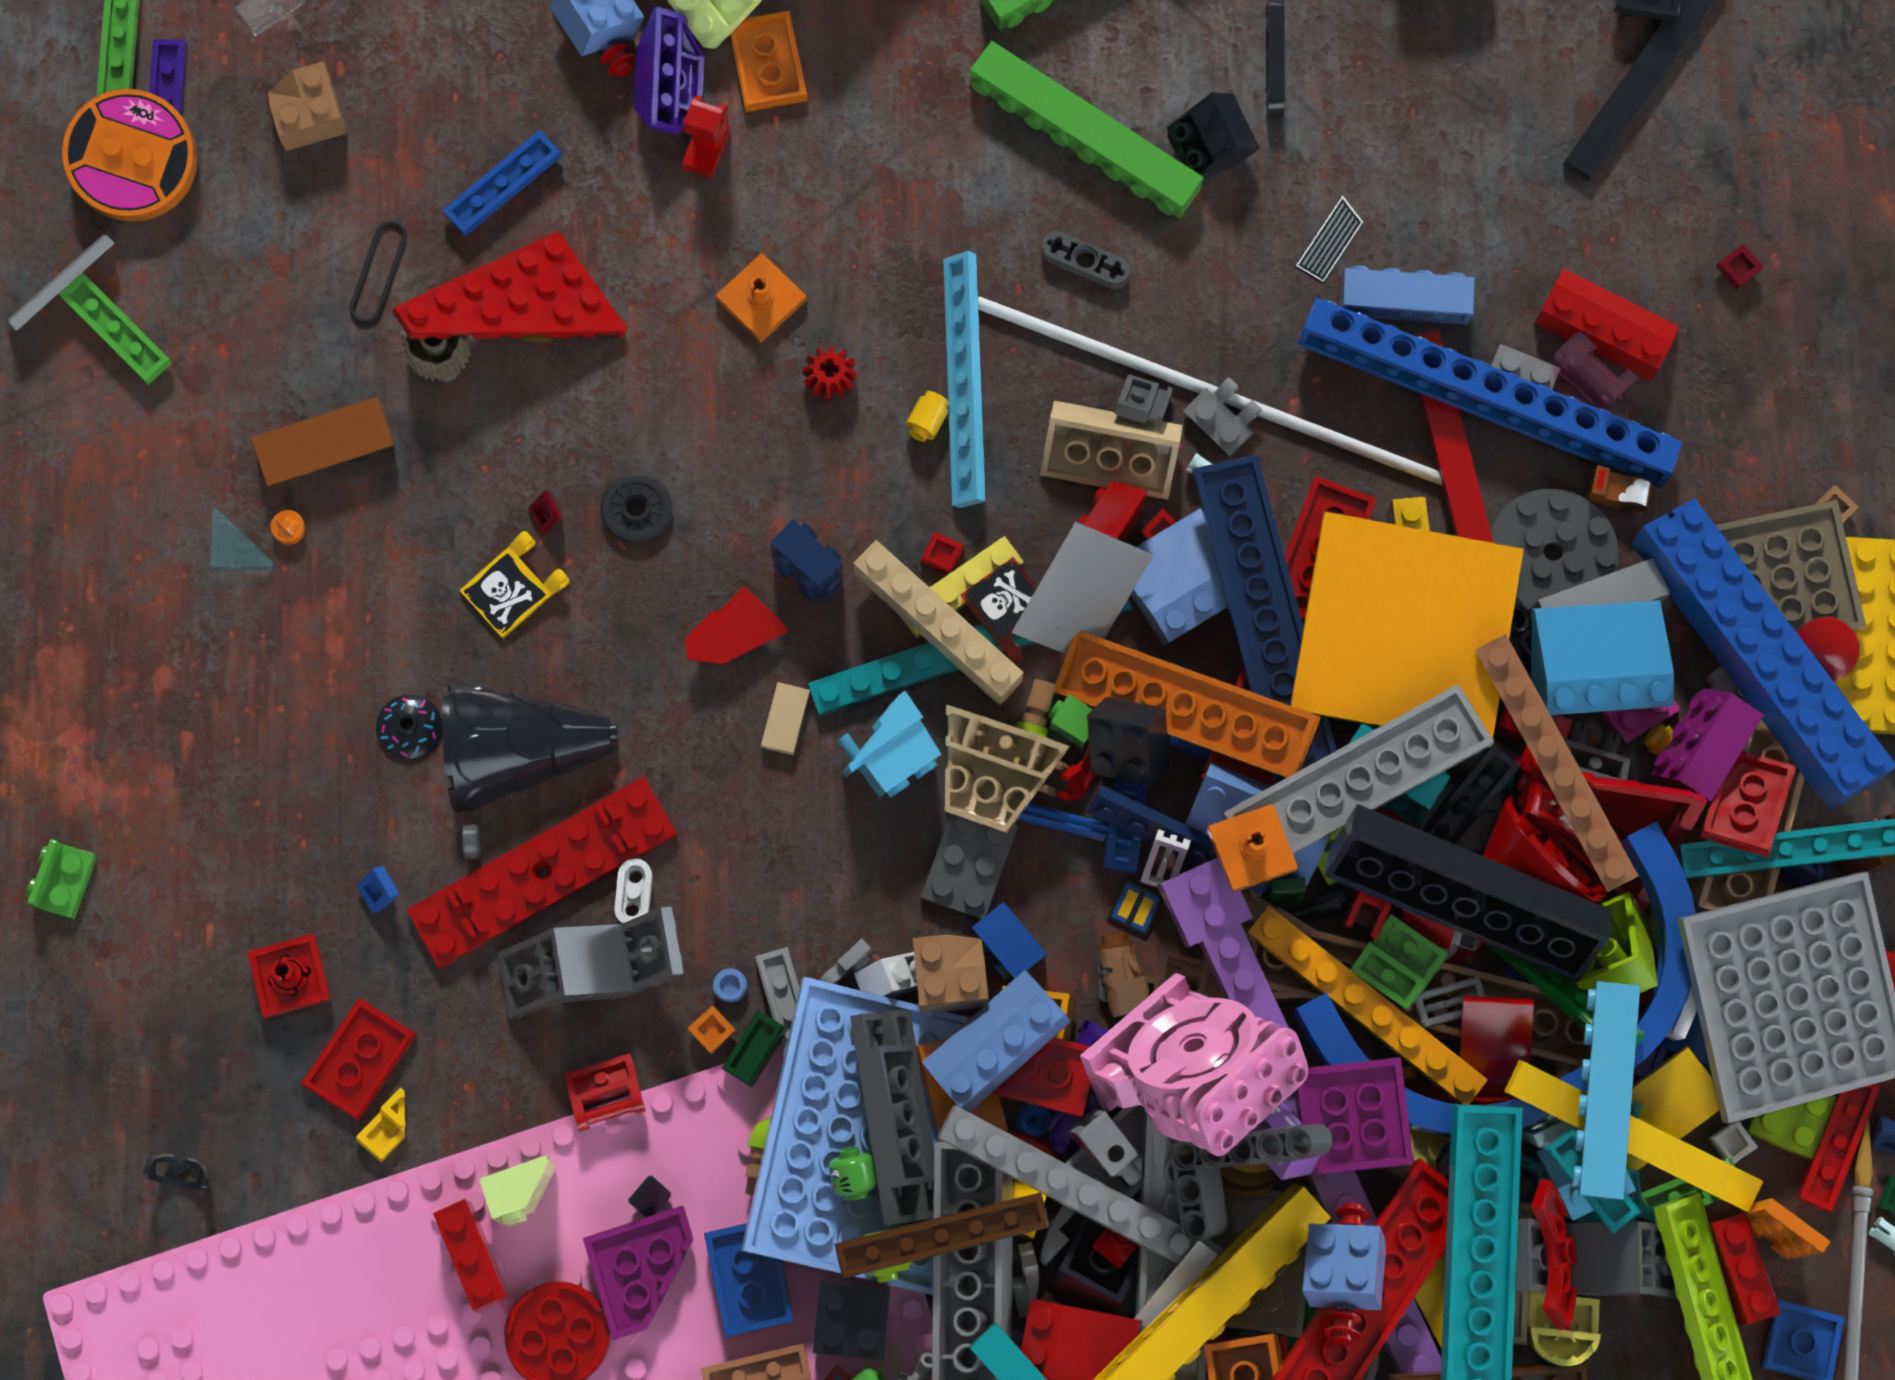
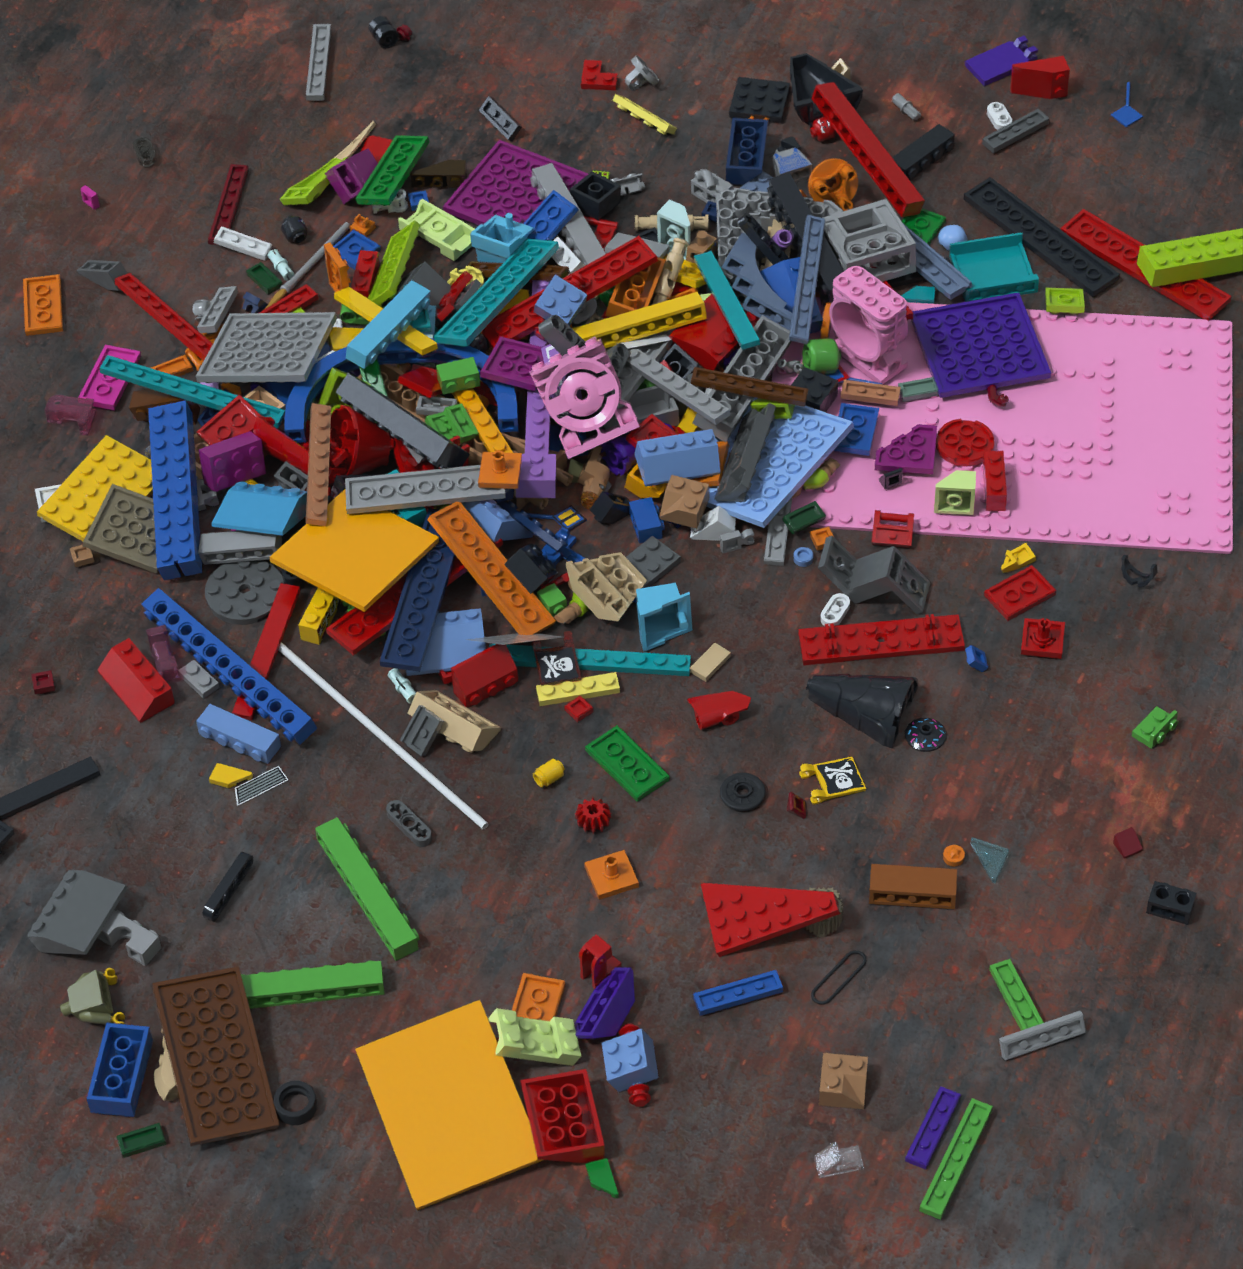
camera: 150 degrees left, 25 degrees down
(41, 650) = (1127, 842): none -> dark red slope
(129, 155) = (969, 1090): brick -> none
(471, 842) = (913, 664): dark grey tile -> none
(807, 562) = (658, 718): dark blue brick -> none
(826, 489) = (627, 763): none -> green tile
(852, 1174) = (781, 434): bright green head -> none
(938, 622) = (602, 661): tan brick -> none
(964, 380) = (516, 785): medium azure plate -> none
(1071, 946) = (610, 507): none -> black slope
(1096, 1136) = (647, 395): light grey torso -> none
(1170, 844) = (542, 519): white tile -> none
(1213, 135) = (293, 855): black slope -> none
(1218, 421) = (379, 713): light grey plate -> none
(1381, 231) = (228, 776): none -> yellow tile
(1440, 1054) = (458, 375): none -> bright green brick
(1618, 490) = (191, 602): dark orange leg -> none
(1832, 645) = (137, 485): red dish -> none

